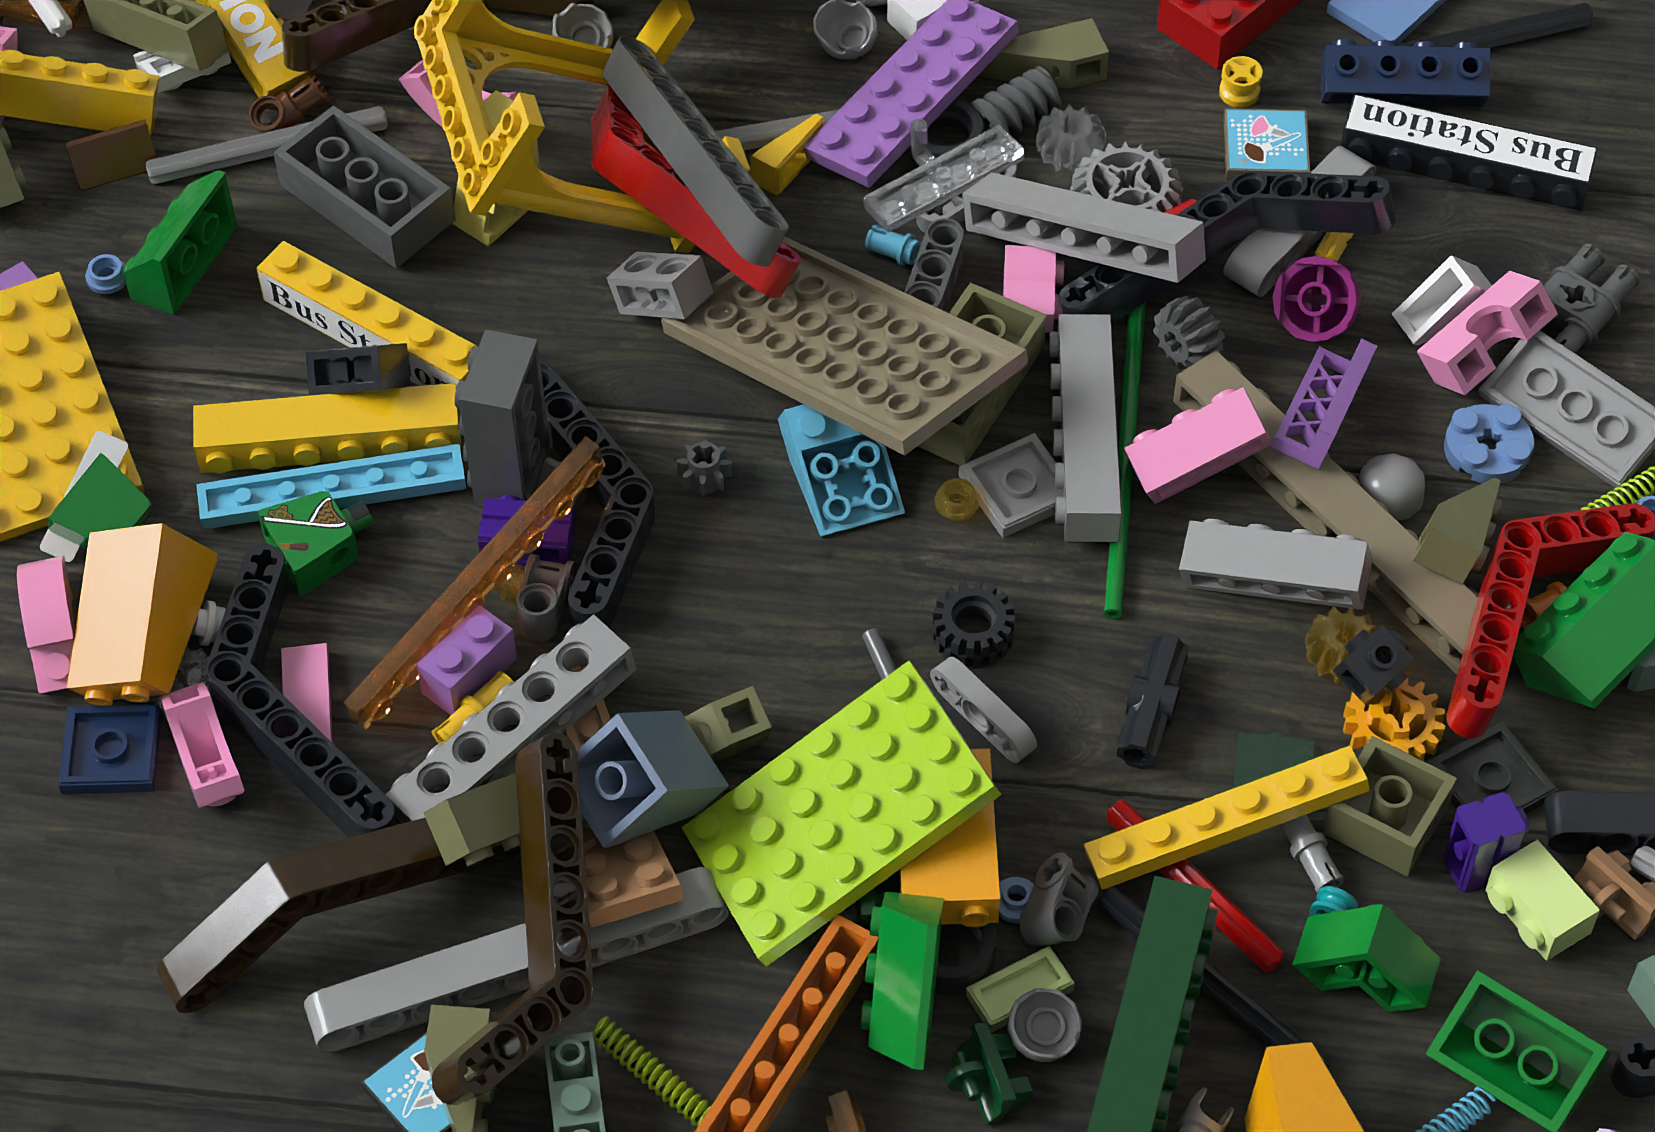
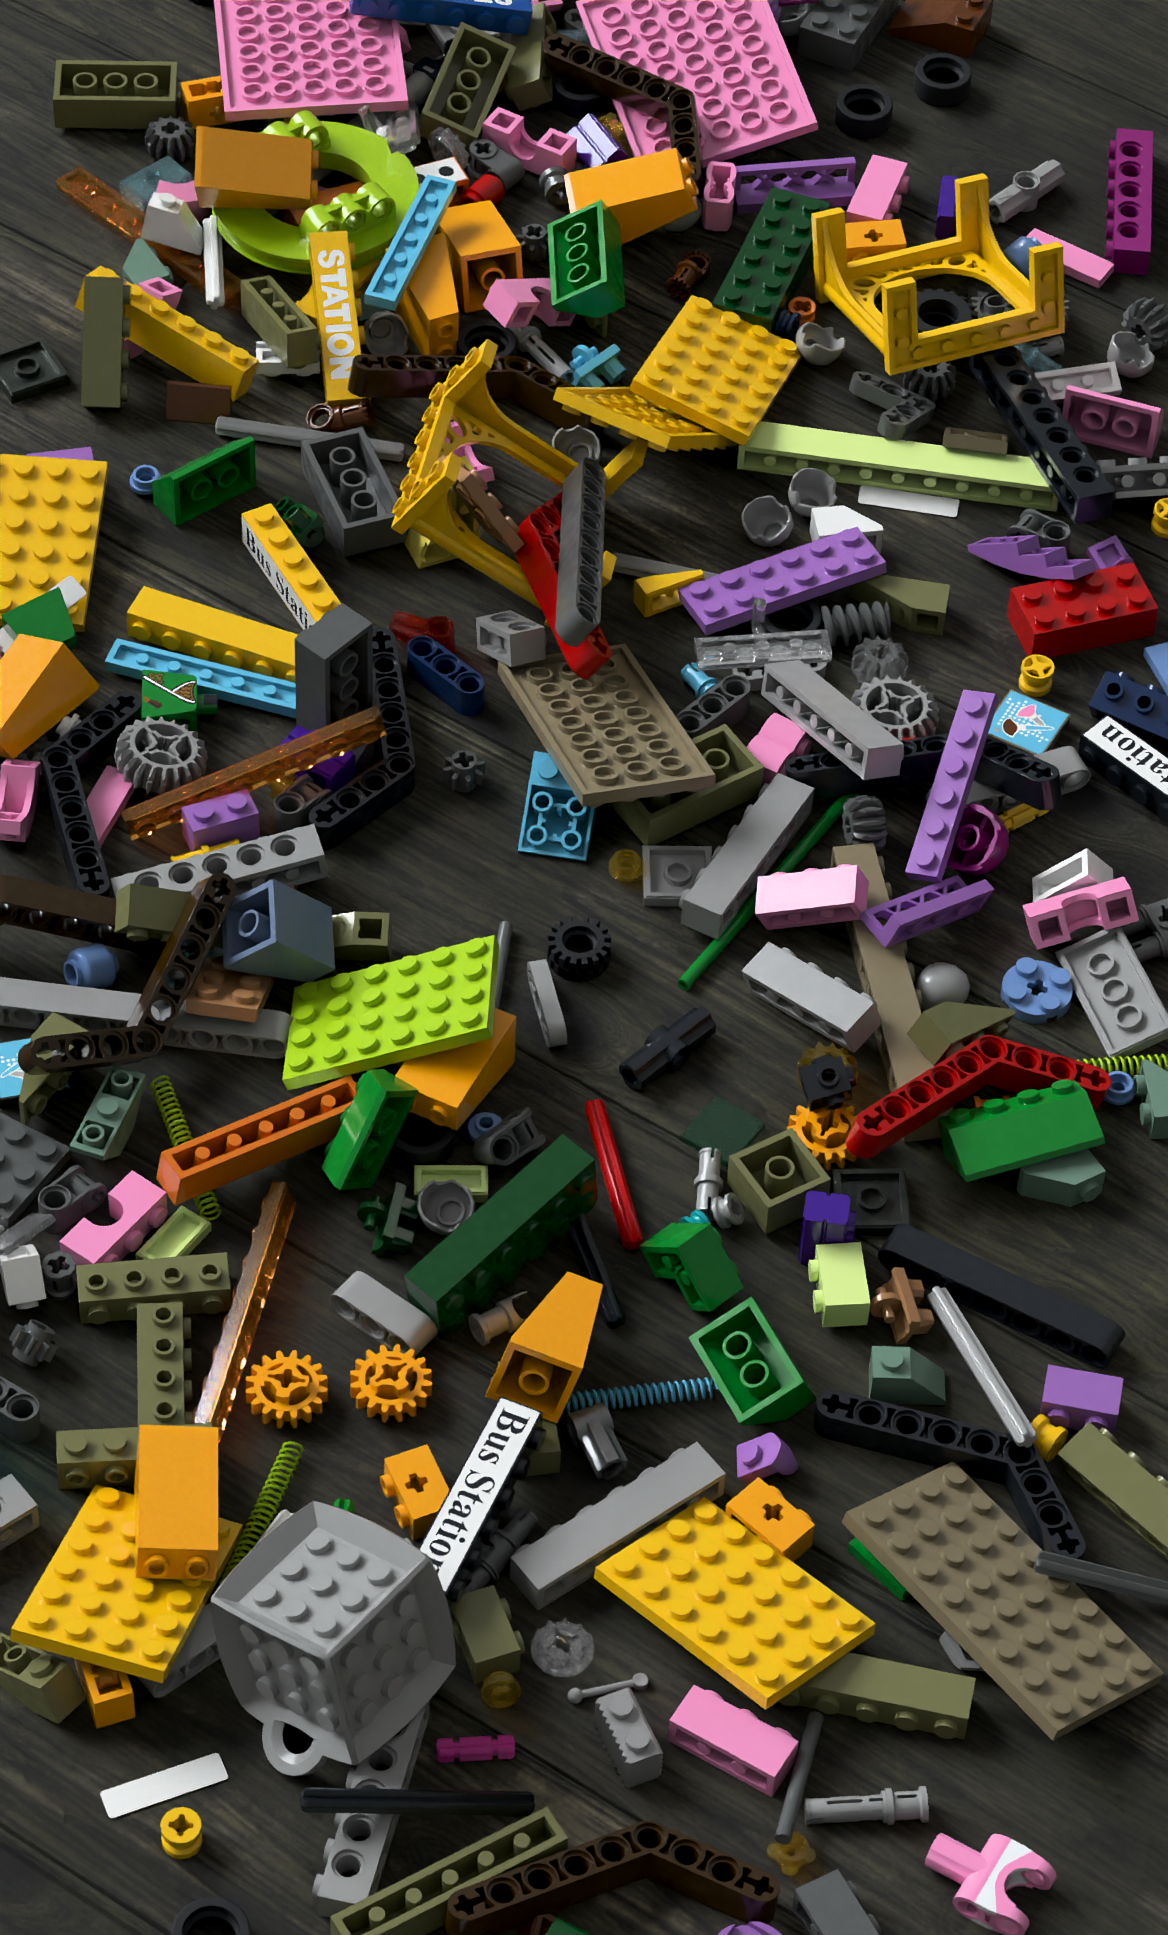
camera: 25 degrees right, 5 degrees down
(328, 245) = (302, 522): none -> dark green hips
(344, 609) = (160, 755): none -> light grey gear
(358, 369) = (267, 606): black brick -> none
(427, 919) = (91, 967): none -> medium blue head
(563, 144) = (485, 508): none -> medium nougat plate
(563, 319) = (408, 626): none -> clear red piece
(609, 361) = (445, 675): none -> dark blue beam
(1226, 817) = (659, 1134): yellow plate -> none
(1267, 247) = (951, 786): none -> medium lavender plate
(1354, 869) = (727, 1210): none -> light grey bush

